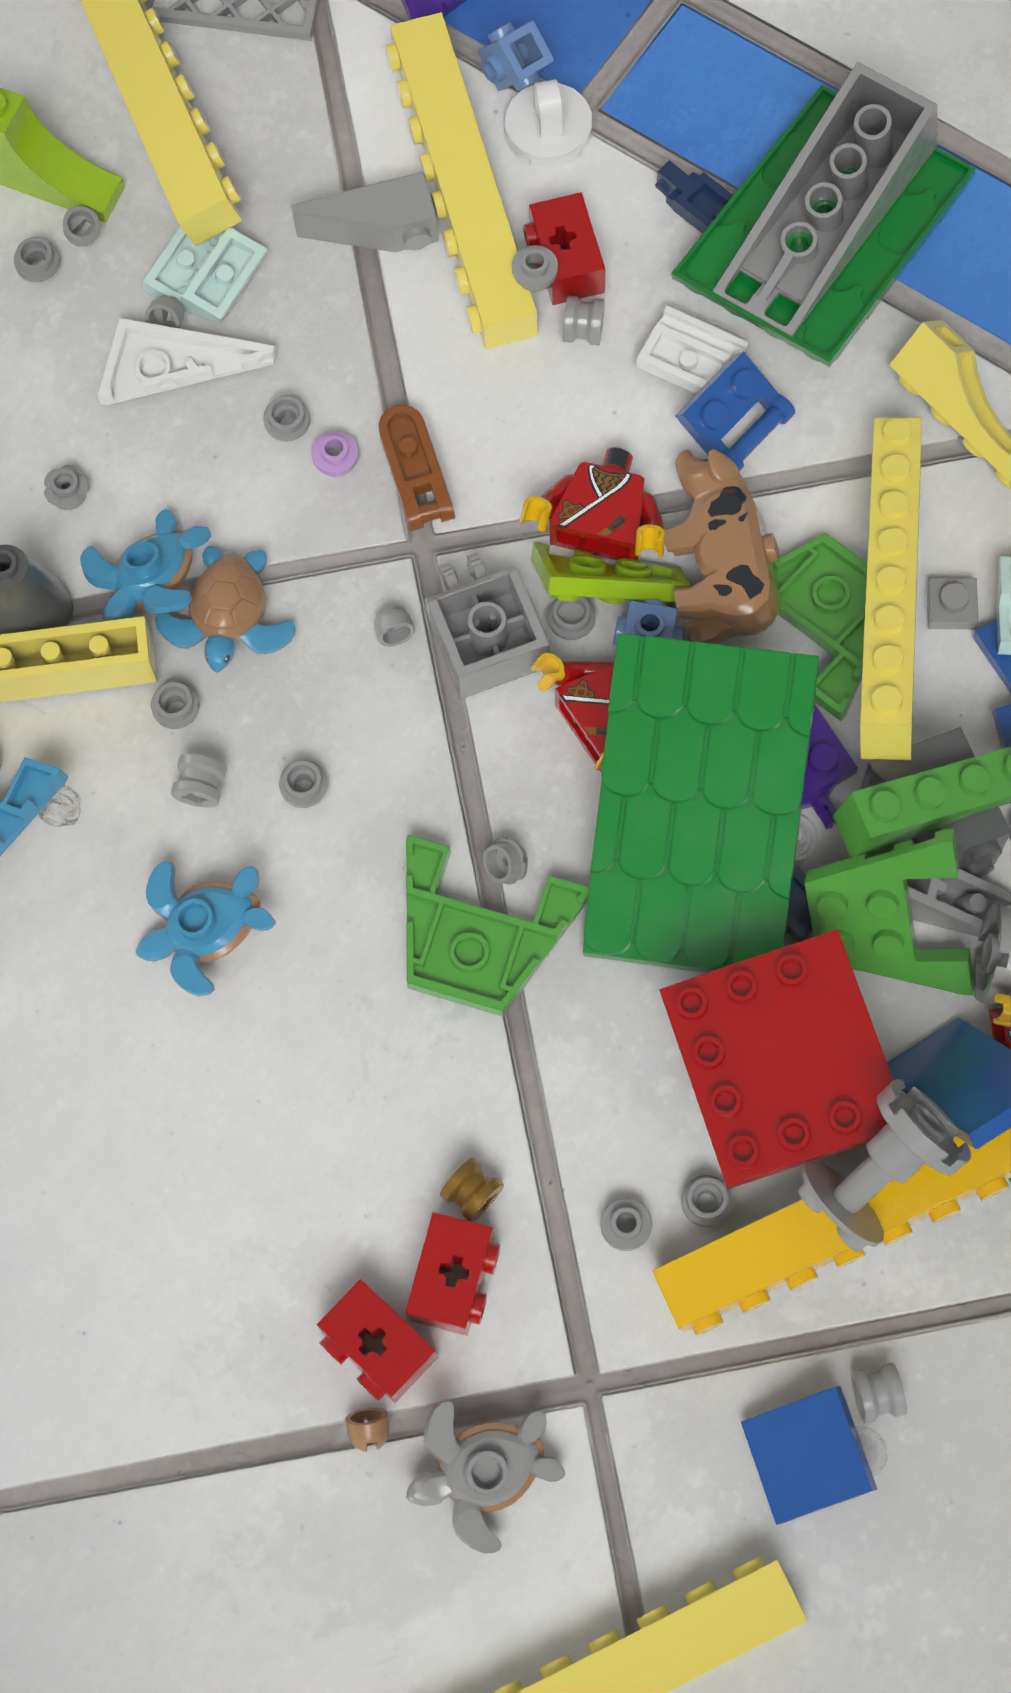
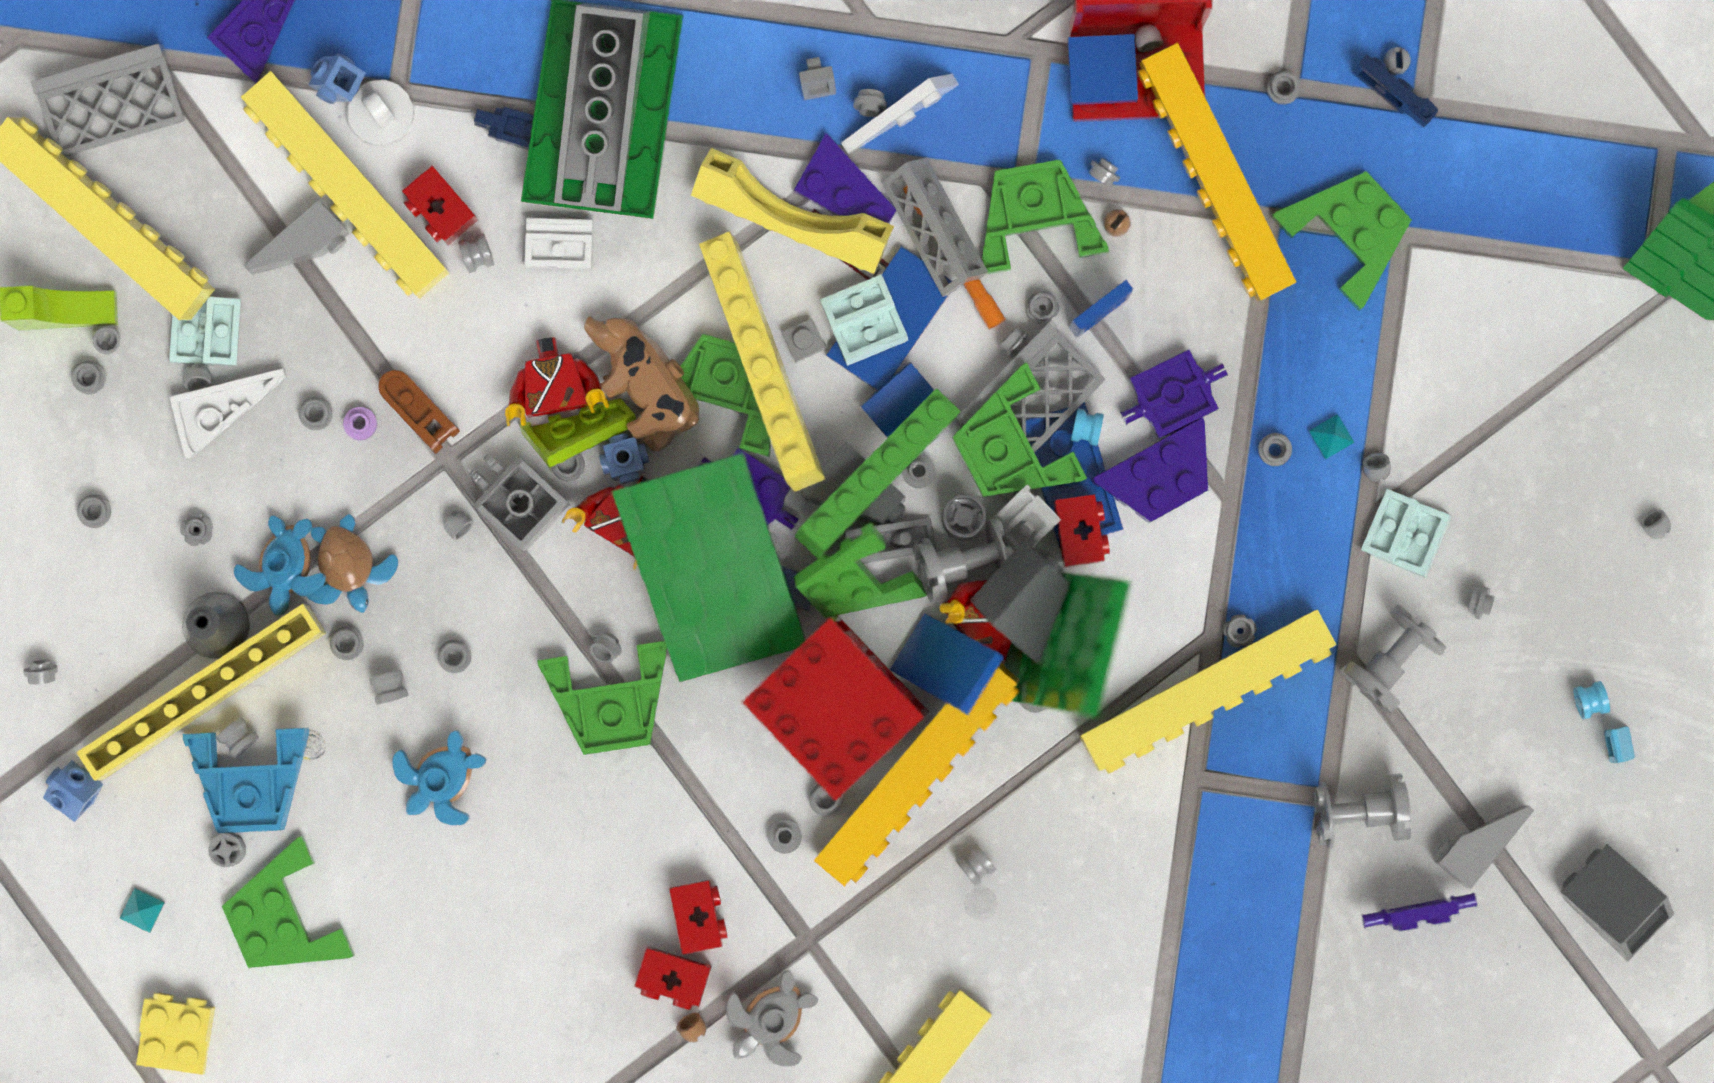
camera: 30 degrees left, 15 degrees up
(471, 1190) = (684, 861): pearl gold wheel -> none
(538, 278) = (430, 250): light grey plate -> none
(726, 401) = (597, 272): blue plate -> none
(808, 1455) = (951, 920): blue tile -> none
(914, 1136) = (929, 726): light grey piece -> none

